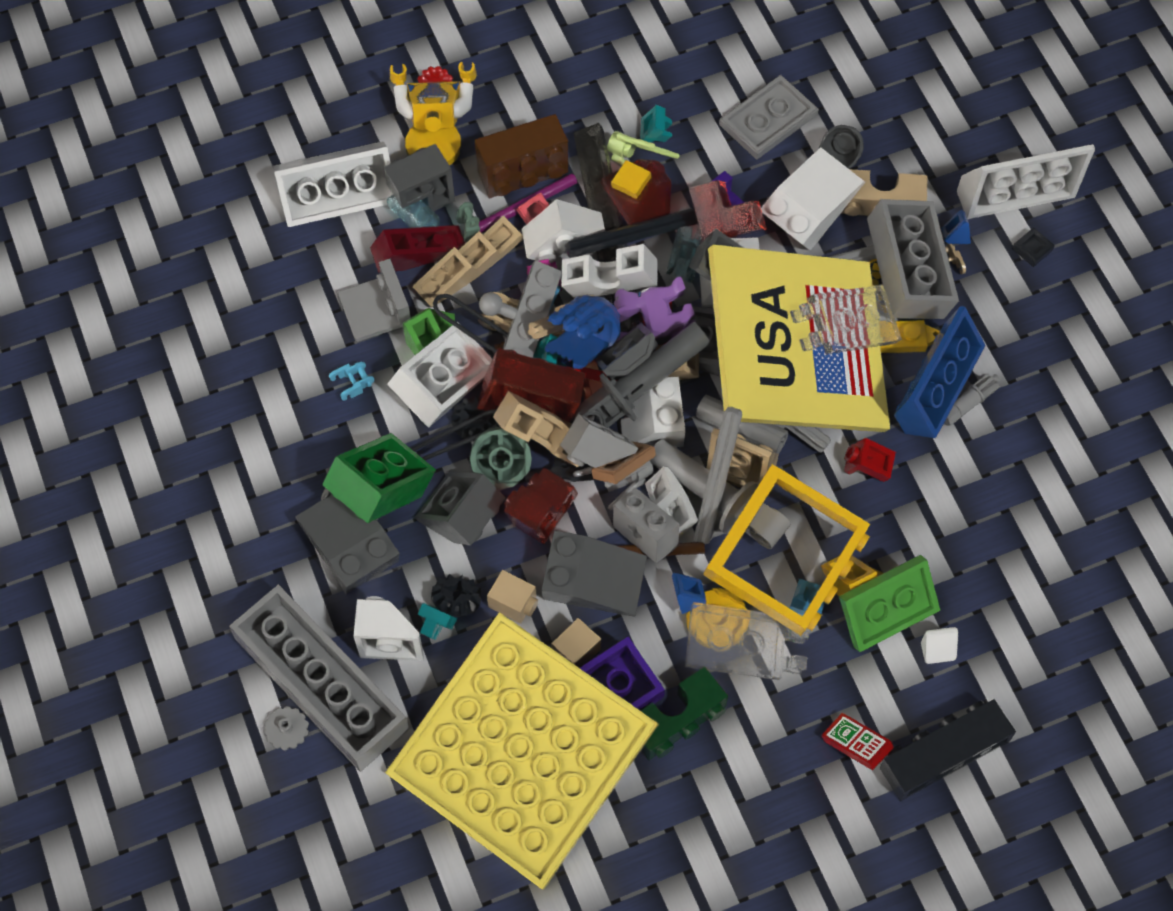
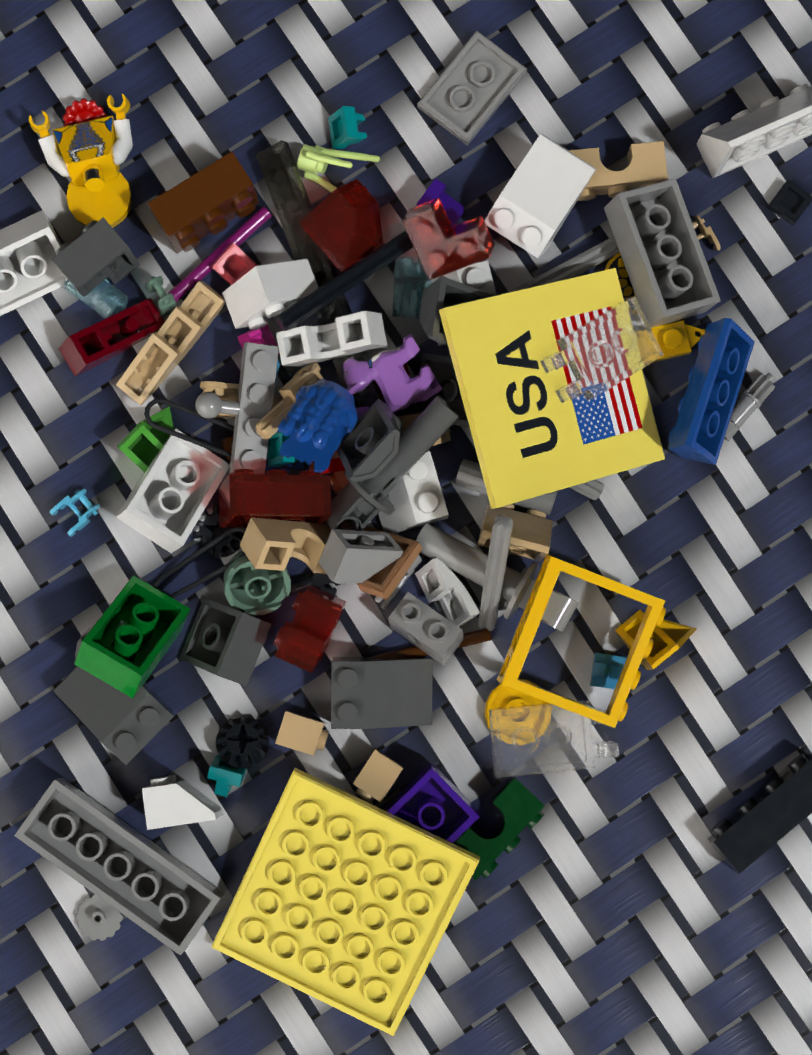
camera: 10 degrees left, 20 degrees up
(375, 305) = (79, 418): light grey bracket -> none
(631, 179) = (334, 218): yellow tile -> none
(688, 591) = (483, 693): blue slope -> none
(843, 144) = (561, 119): dark grey hair -> none
(857, 741) = (682, 823): tile -> none
(870, 459) = (648, 501): red bracket -> none
(890, 603) = (694, 668): bright green plate -> none
(940, 645) = (751, 699): white slope -> none
(957, 229) = (704, 200): blue slope -> none

